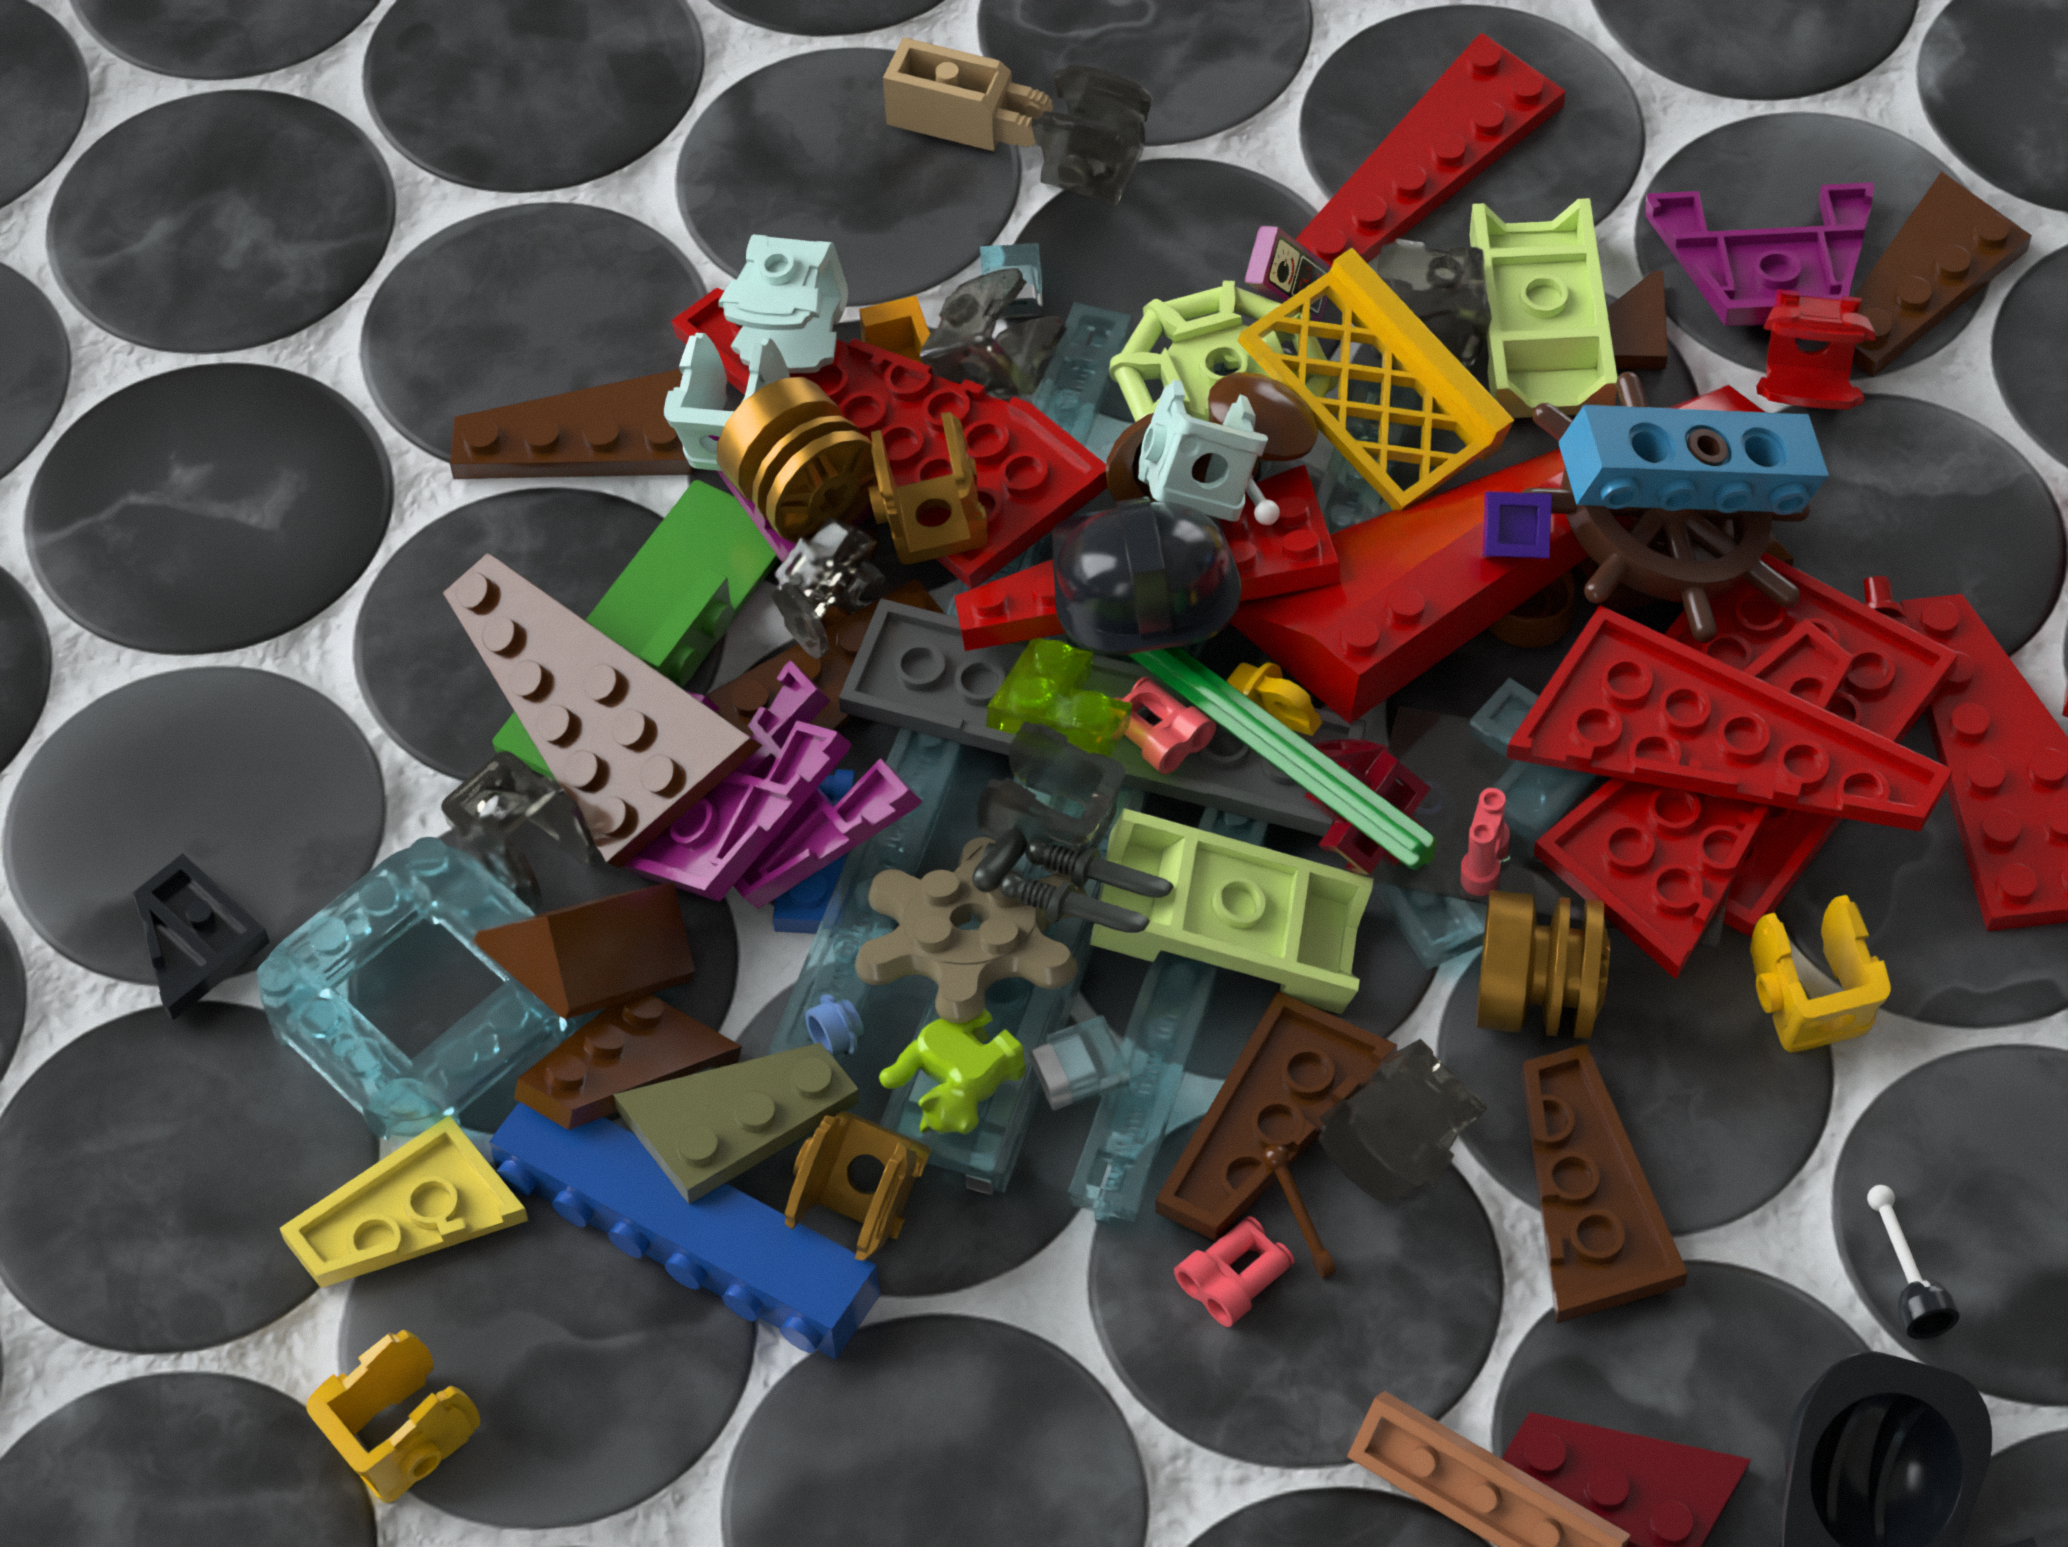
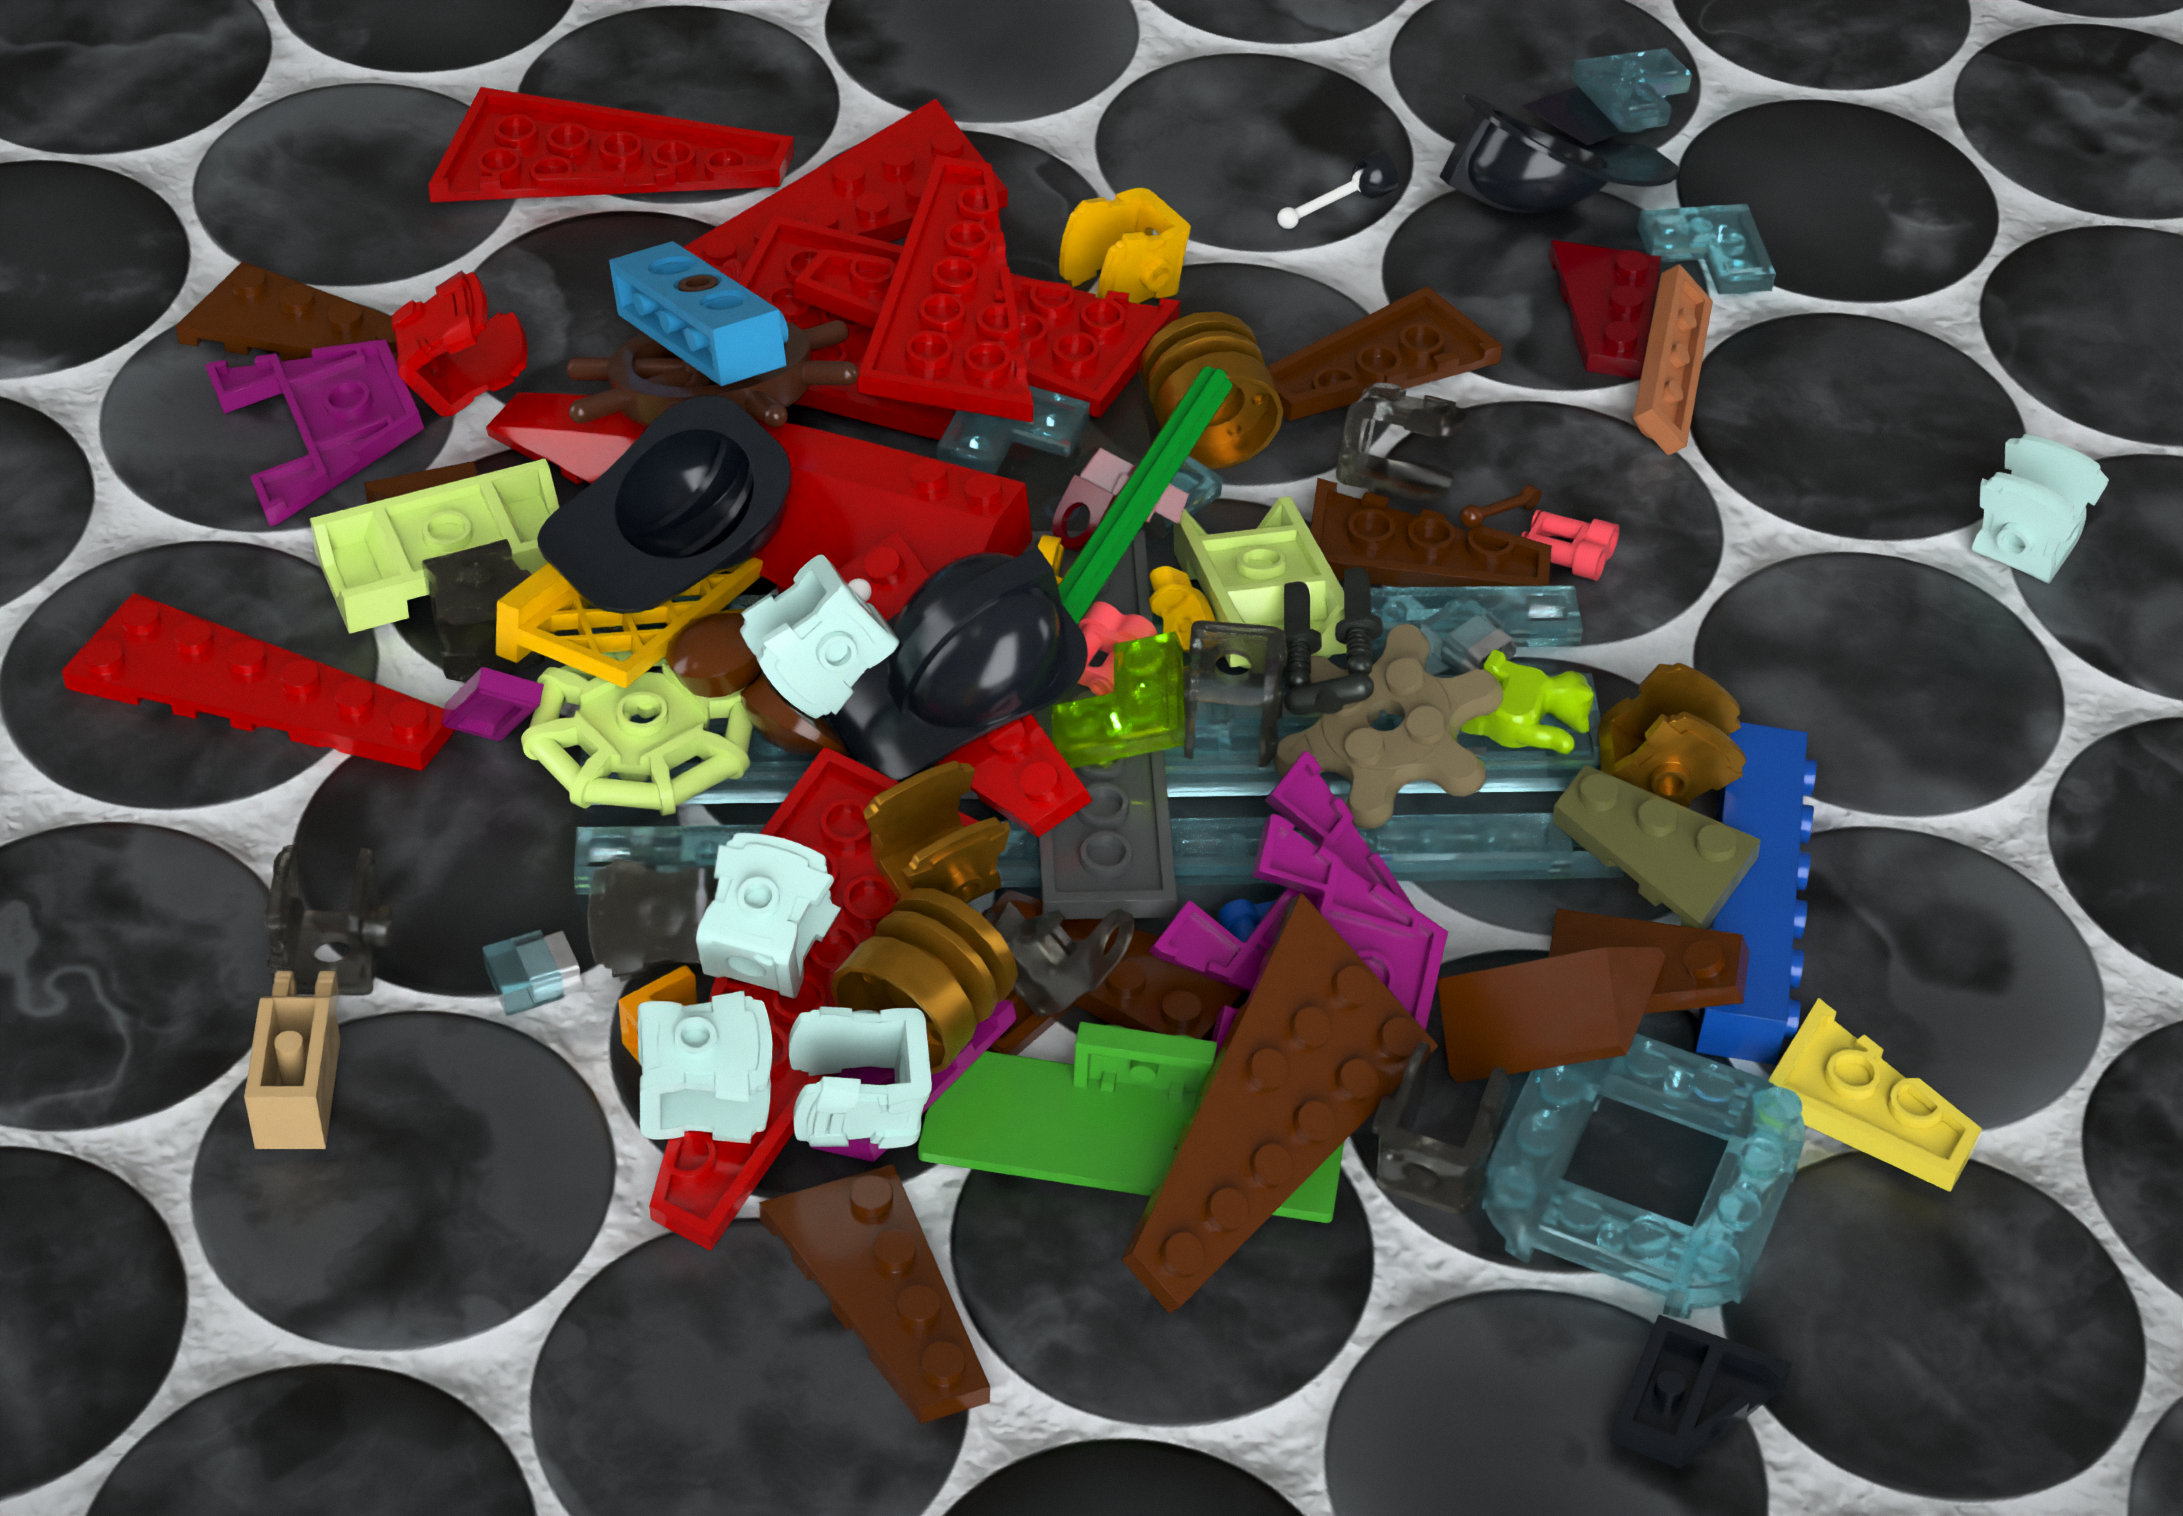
camera: 115 degrees left, 10 degrees down
(389, 1375) = (2074, 1008): yellow piece -> none
(835, 1025) = (1531, 801): medium blue plate -> none
(900, 365) = (765, 912): none -> light aqua piece
(1217, 812) = (1178, 602): none -> yellow piece
(1427, 401) = (677, 506): none -> black piece
(1487, 844) = (1124, 441): coral piece -> none
(1517, 525) = (809, 419): dark purple plate -> none

